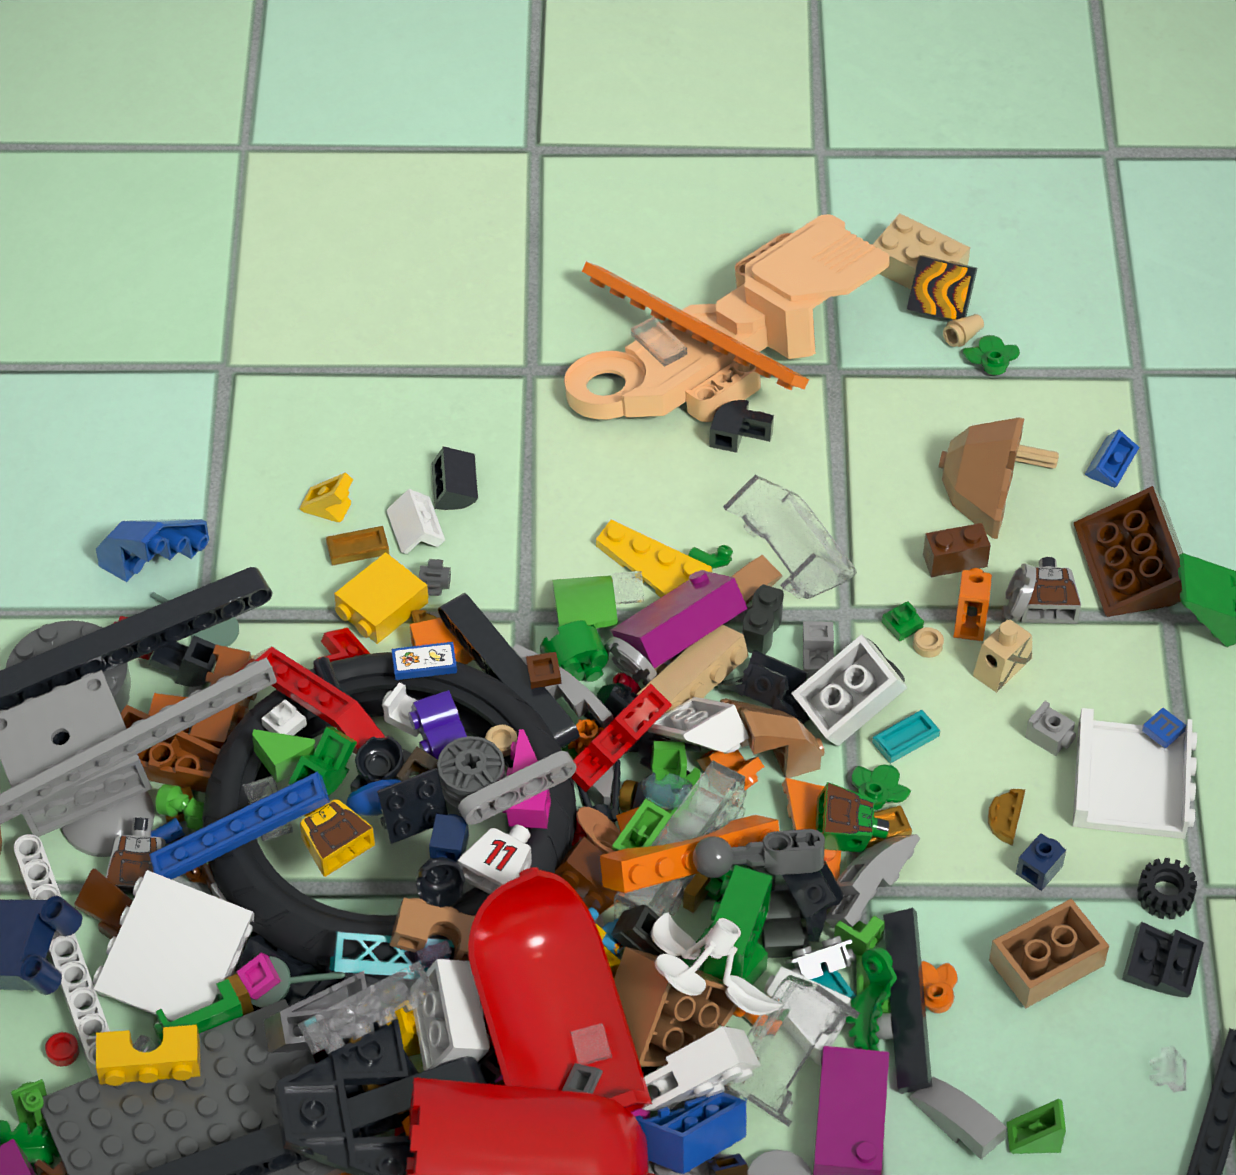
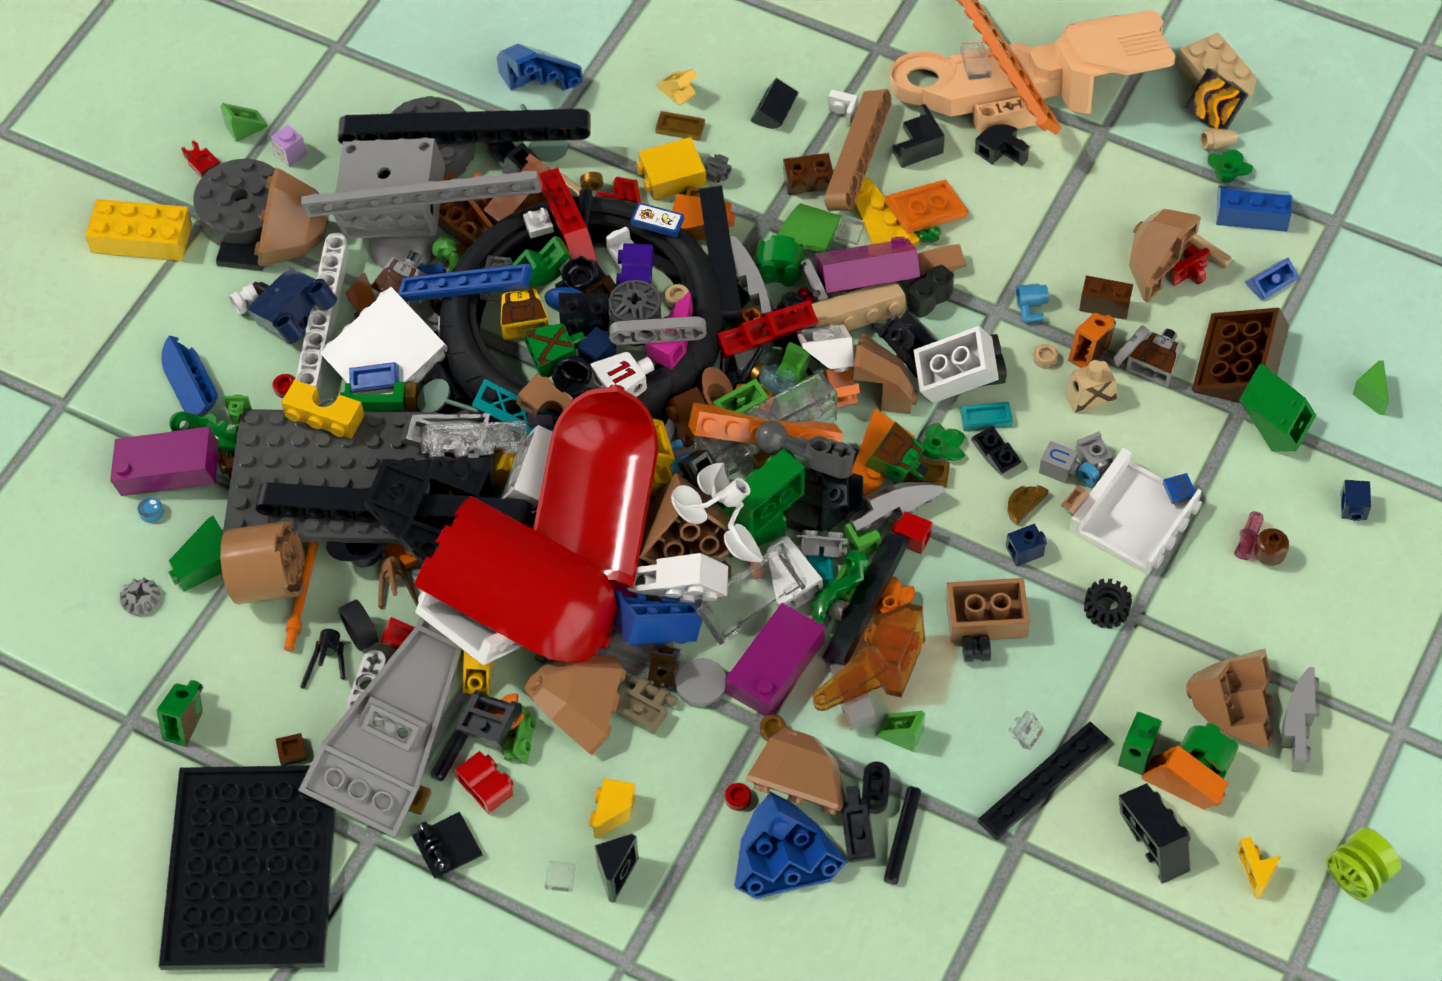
camera: 30 degrees right, 5 degrees up
(182, 989) = (373, 377): none -> tile
(259, 976) = (429, 389): dark pink tile -> none
(281, 751) = (520, 240): bright green slope -> none
(296, 648) = (591, 181): none -> pearl gold tile
(393, 861) = (549, 345): none -> green torso
(414, 521) = (729, 124): white panel -> none
(535, 447) = (843, 104): none -> white bracket
(542, 542) = (807, 173): none -> reddish brown brick
(543, 670) = (740, 260): reddish brown tile -> none
(582, 1079) = (593, 551): dark grey slope -> none
(585, 494) = (858, 150): none -> medium nougat beam
(591, 1044) = (612, 528): clear tile -> none
(647, 449) = (924, 142): none -> black panel
(696, 527) = (926, 206): none -> orange tile
(794, 535) = (995, 239): clear windscreen -> none
(817, 645) = (962, 320): light grey slope -> none
(873, 582) = (1031, 296): none -> dark azure piece
(903, 621) = (1035, 333): green tile -> none
(911, 894) = (916, 529): none -> red brick
(947, 774) = (995, 450): none -> black slope
(975, 1060) = (885, 662): none -> clear orange slope
(1019, 754) = (1059, 462): none -> light grey brick
(1025, 474) = (1192, 267): none -> red hips
(1048, 389) = (1253, 208): none -> blue slope
(1059, 754) = (1088, 474): none -> dark azure tile
(1061, 1002) = (970, 650): none -> black wheel
(1068, 787) = (1075, 500): none -> medium nougat slope
(1163, 960) = (1072, 653): black slope -> none

